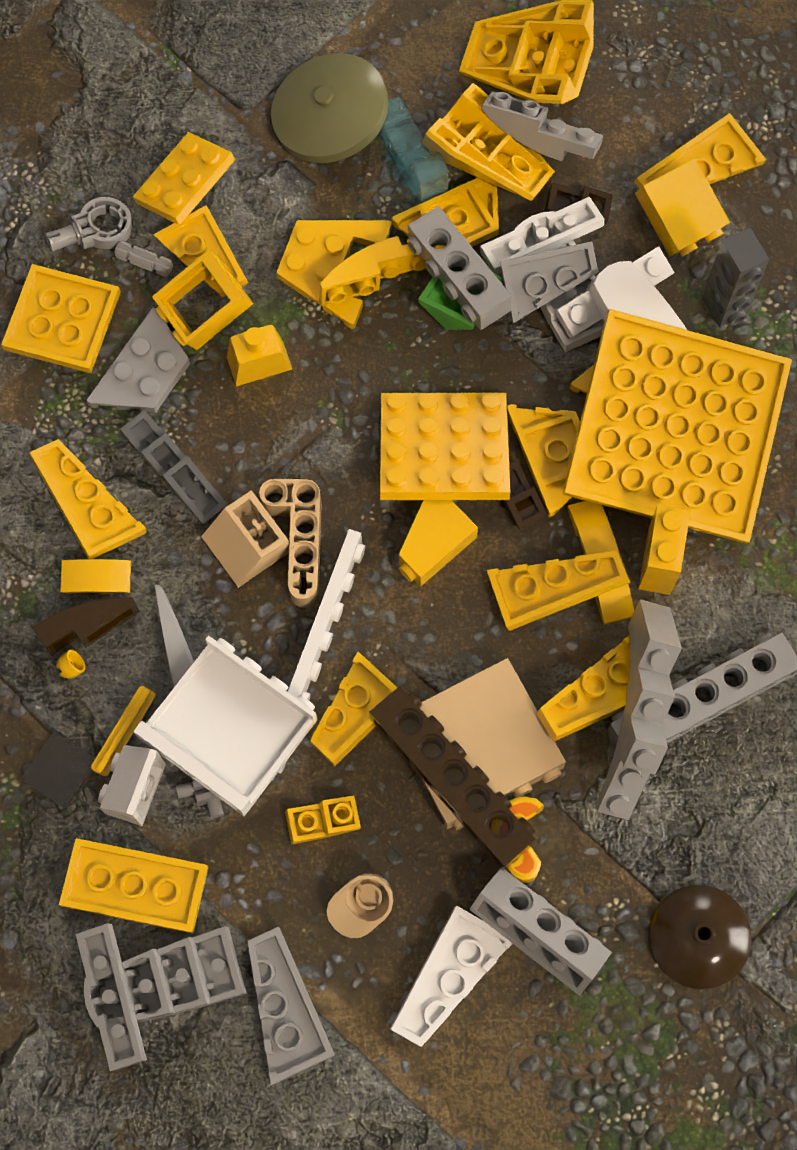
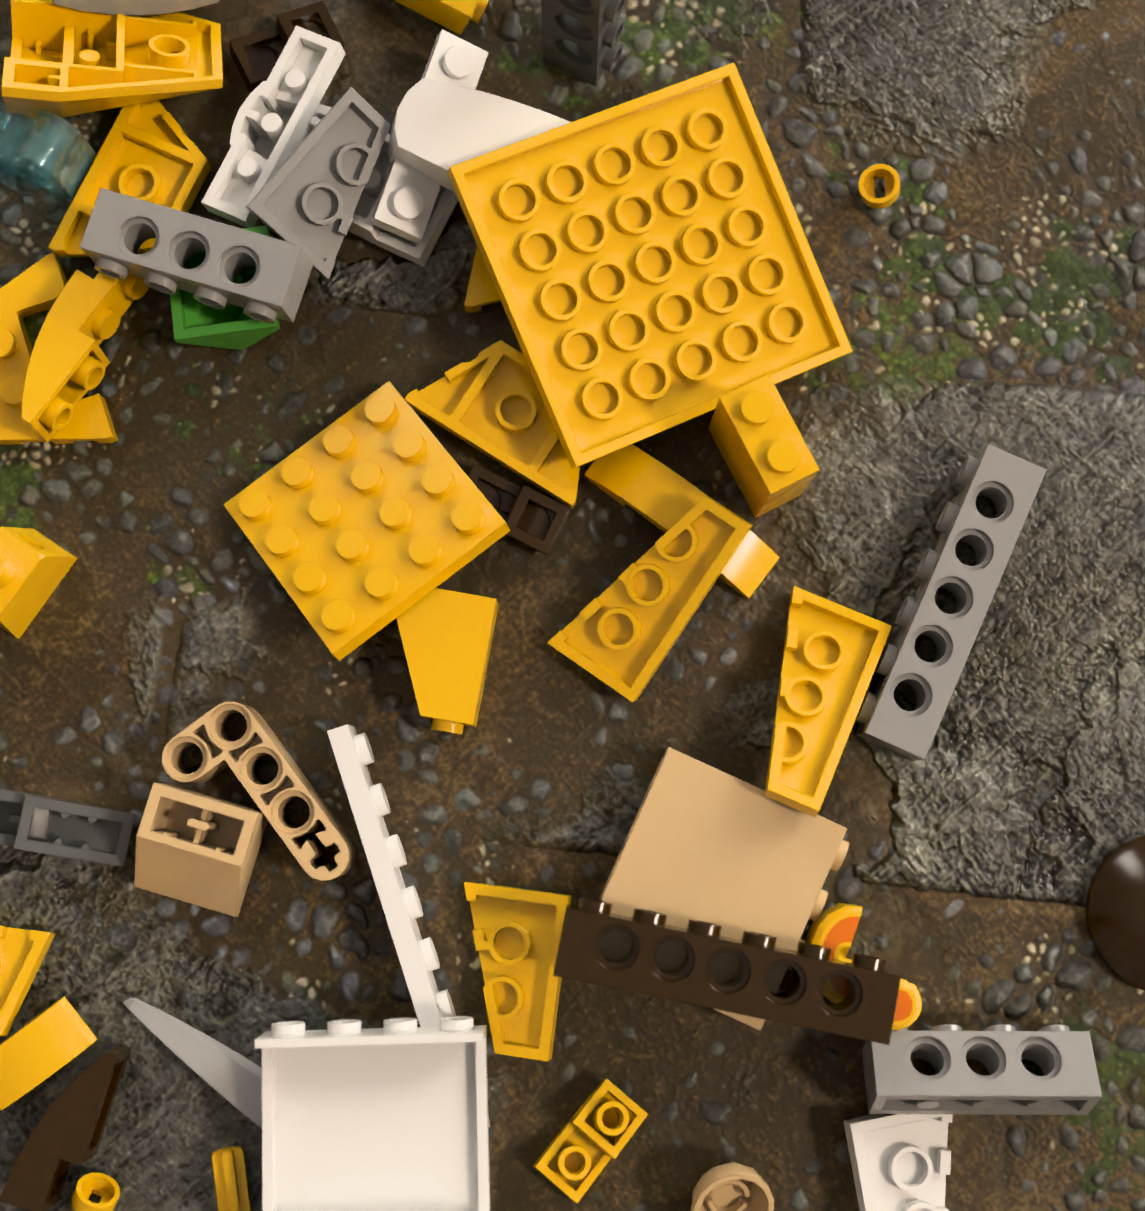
camera: 40 degrees left, 10 degrees up
(648, 700) = (902, 671): light grey arch -> none

